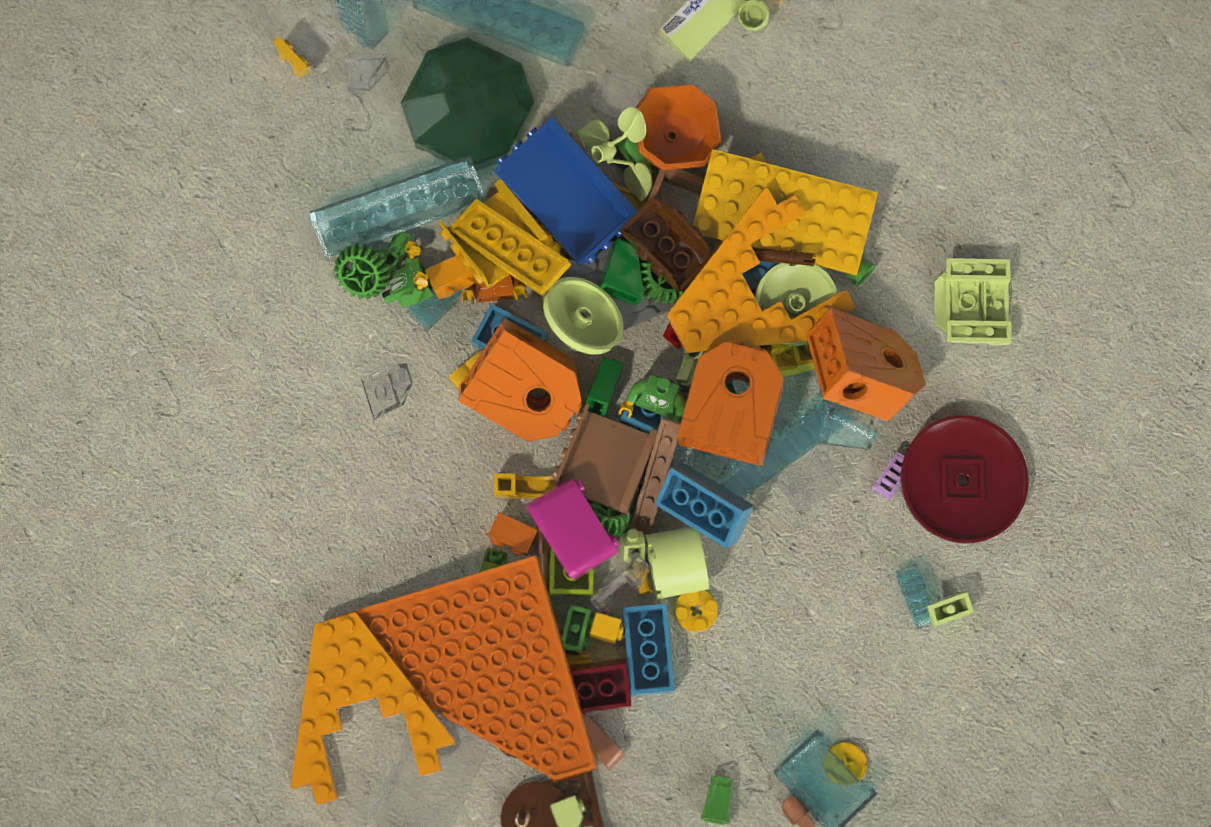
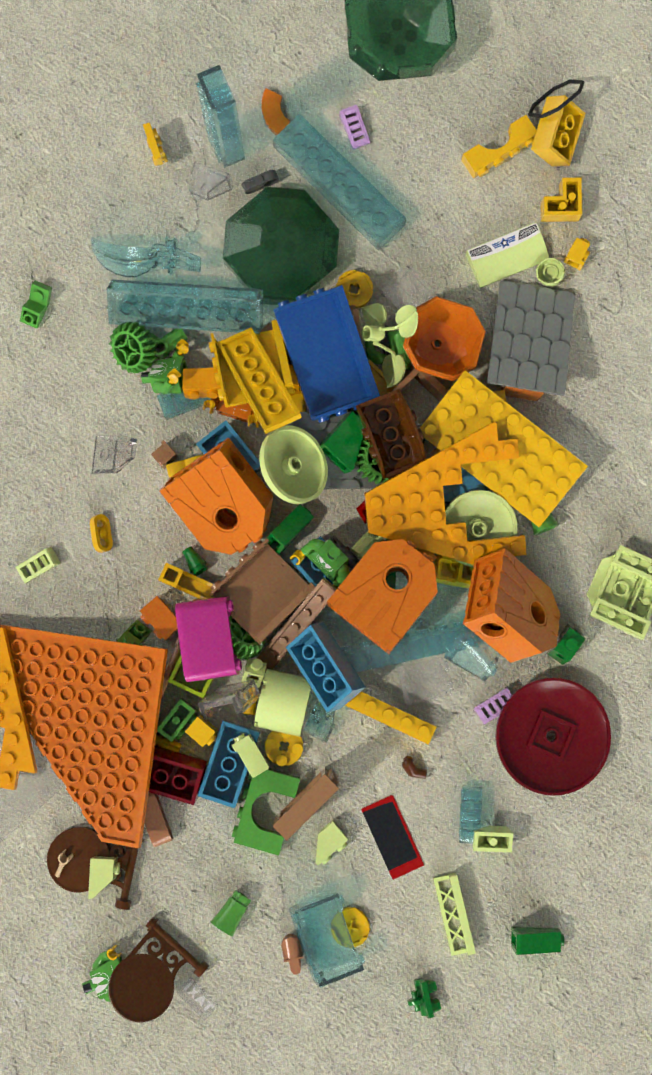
camera: 25 degrees right, 5 degrees up
(239, 271) = (36, 306): none -> bright green slope
(325, 183) = (137, 260): none -> clear light blue piece
(359, 525) = (51, 556): none -> yellowish green slope
(411, 475) = (101, 533): none -> yellow plate
(416, 48) = (260, 181): none -> dark grey piece
(441, 367) = (164, 455): none -> medium nougat panel
(520, 462) = (195, 562): none -> green cone
(559, 105) = (358, 279): none -> yellow plate
(613, 175) = (373, 355): none -> bright green arm
(666, 627) = (250, 754): none -> yellowish green bracket
(699, 711) = (248, 831): none -> bright green arch
(722, 566) = (320, 722): none -> clear light blue arch
(745, 649) = (306, 803): none -> medium nougat window
(765, 92) = (531, 340): none -> light grey piece
(784, 684) = (329, 840): none -> yellowish green slope
(788, 257) = (486, 487): reddish brown pin -> none
(793, 530) = (392, 717): none -> yellow arch
(836, 577) = (411, 769): none -> reddish brown arm
(847, 654) = (392, 837): none -> black sticker
(937, 383) = (567, 645): none -> green torso
(951, 698) = (462, 916): none -> yellowish green fence
(951, 802) = (421, 998): none -> green hips
(1039, 691) = (536, 940): none -> green slope

